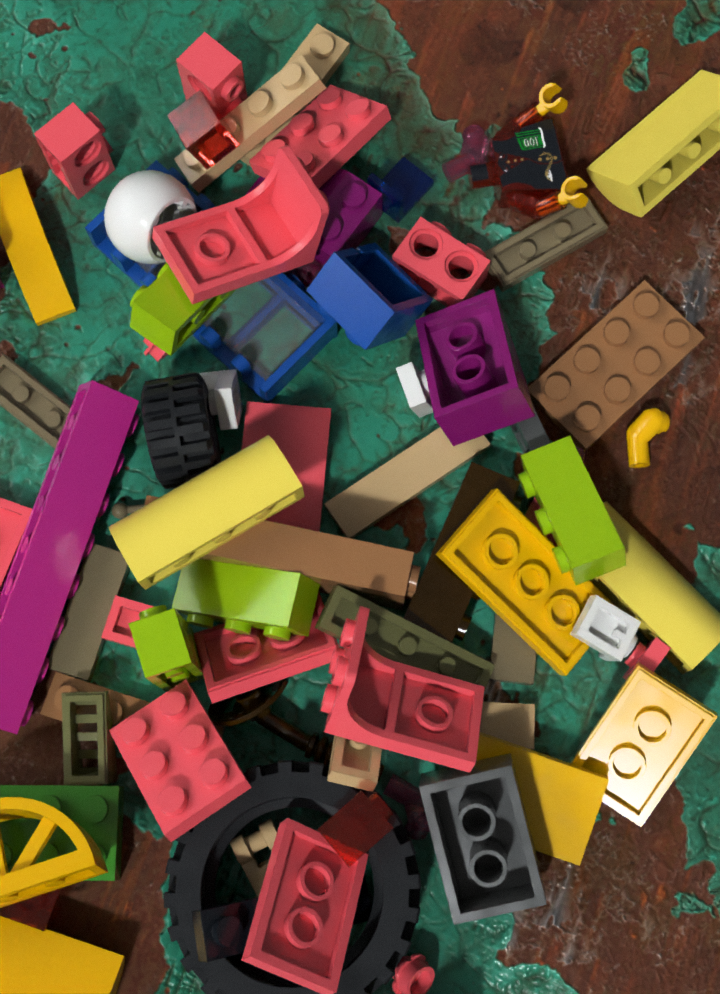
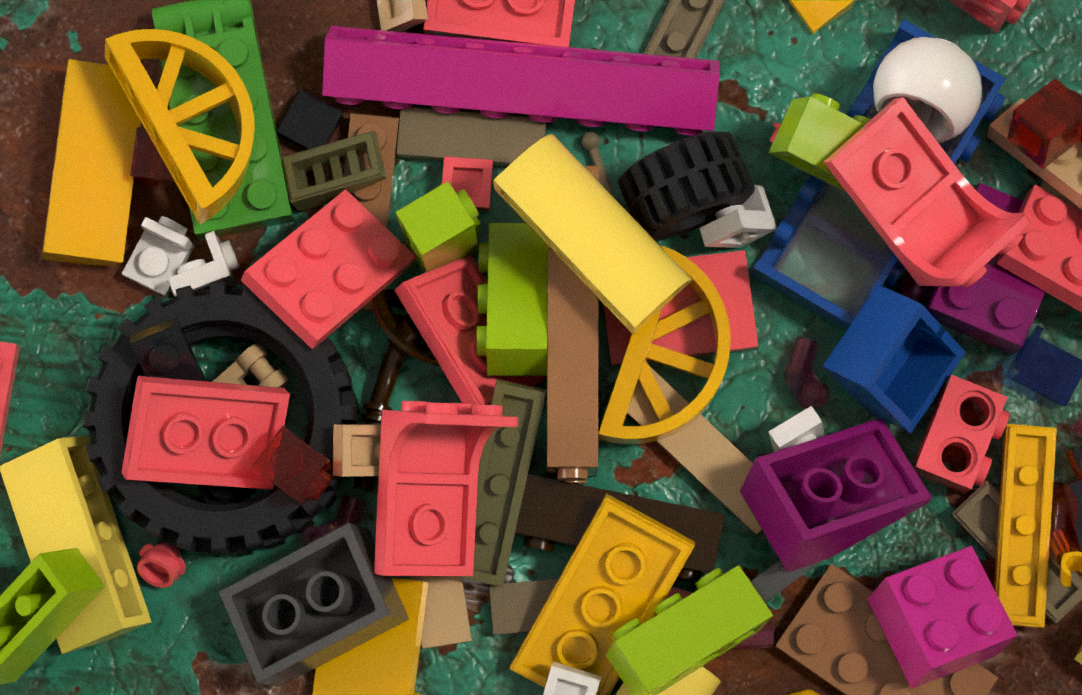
camera: 80 degrees right, 5 degrees up
(38, 753) = (310, 122): none -> black tile
(125, 919) = (158, 255): none -> white bracket
(155, 879) = (200, 274): none -> white bracket
(335, 511) = (641, 348): none -> yellow window
(364, 381) = (800, 377): none -> clear pink arm
(527, 231) = (1025, 522): none -> yellow tile
(593, 305) = (941, 617): none -> dark pink brick

